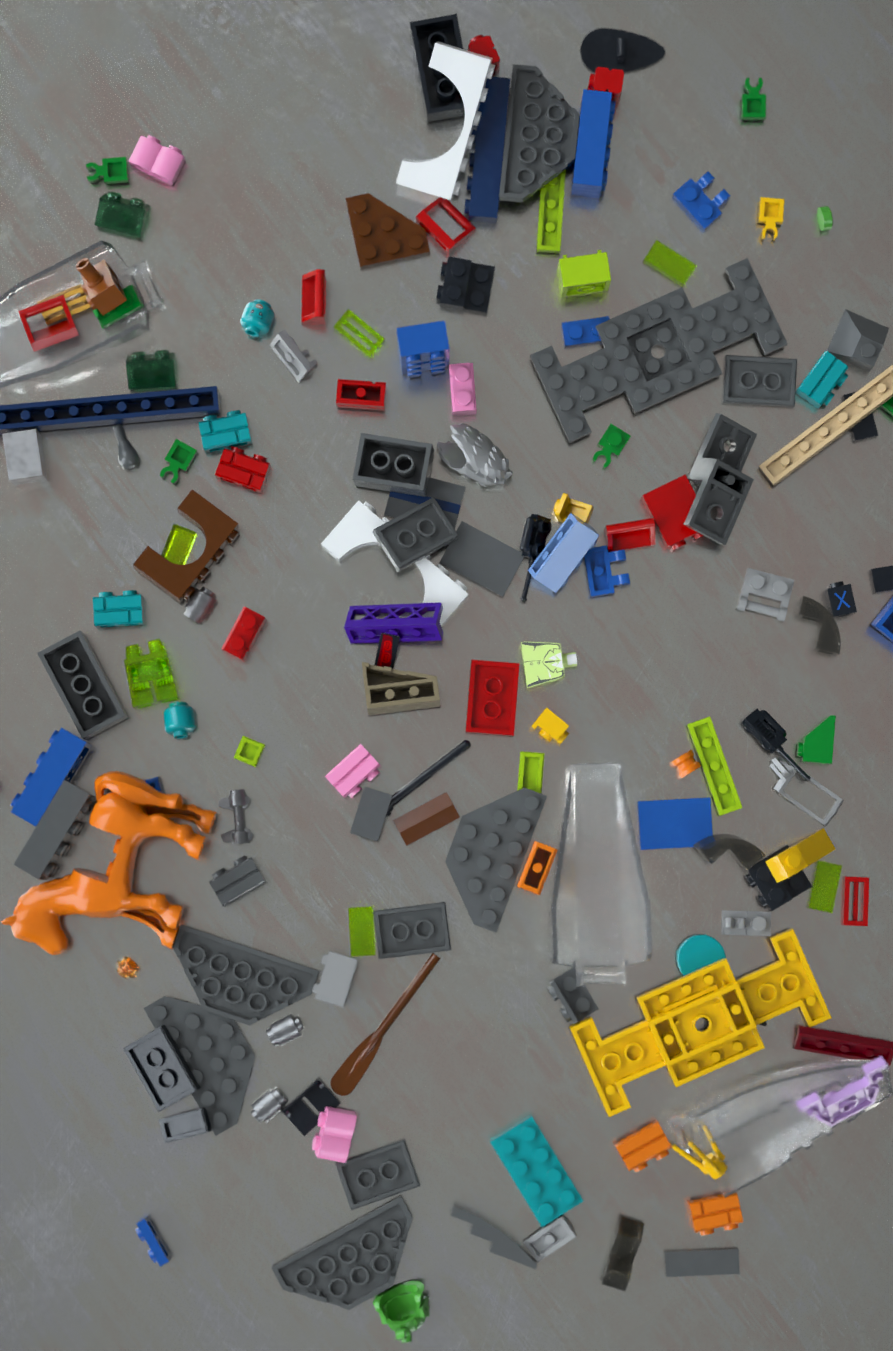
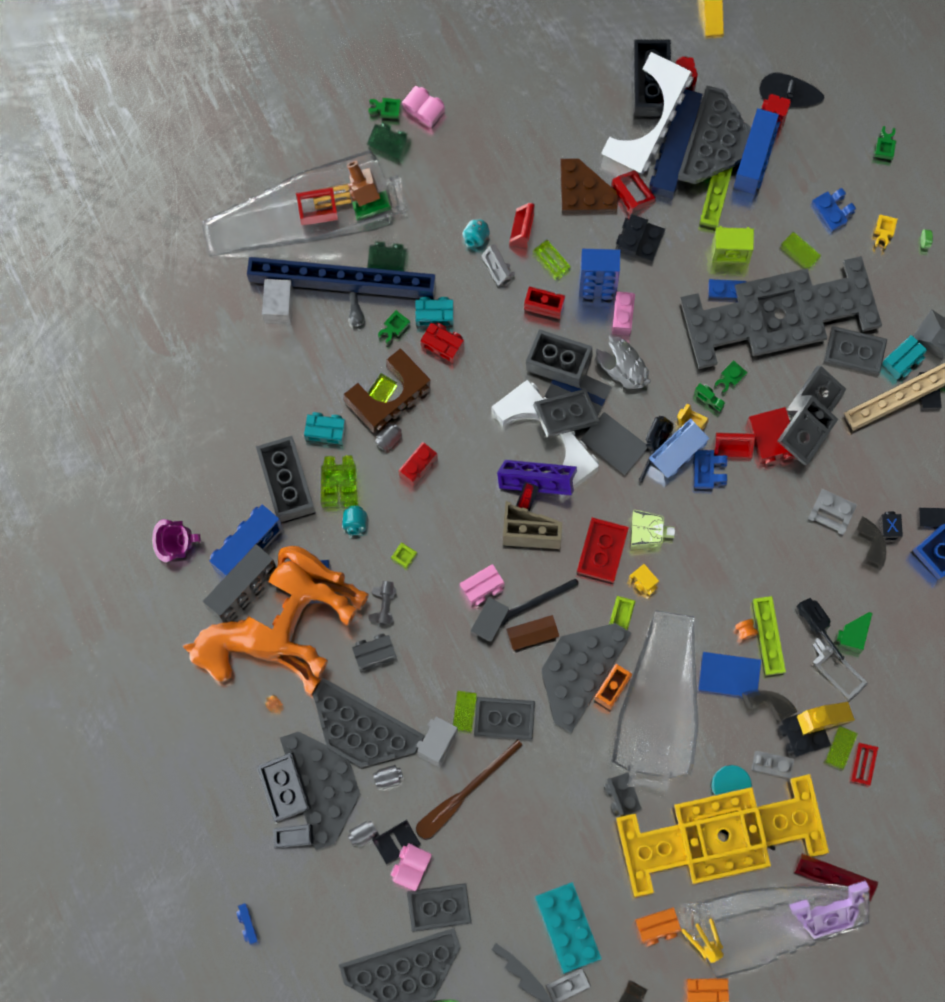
camera: 15 degrees right, 10 degrees down
(584, 474) = (706, 394): none -> green plate

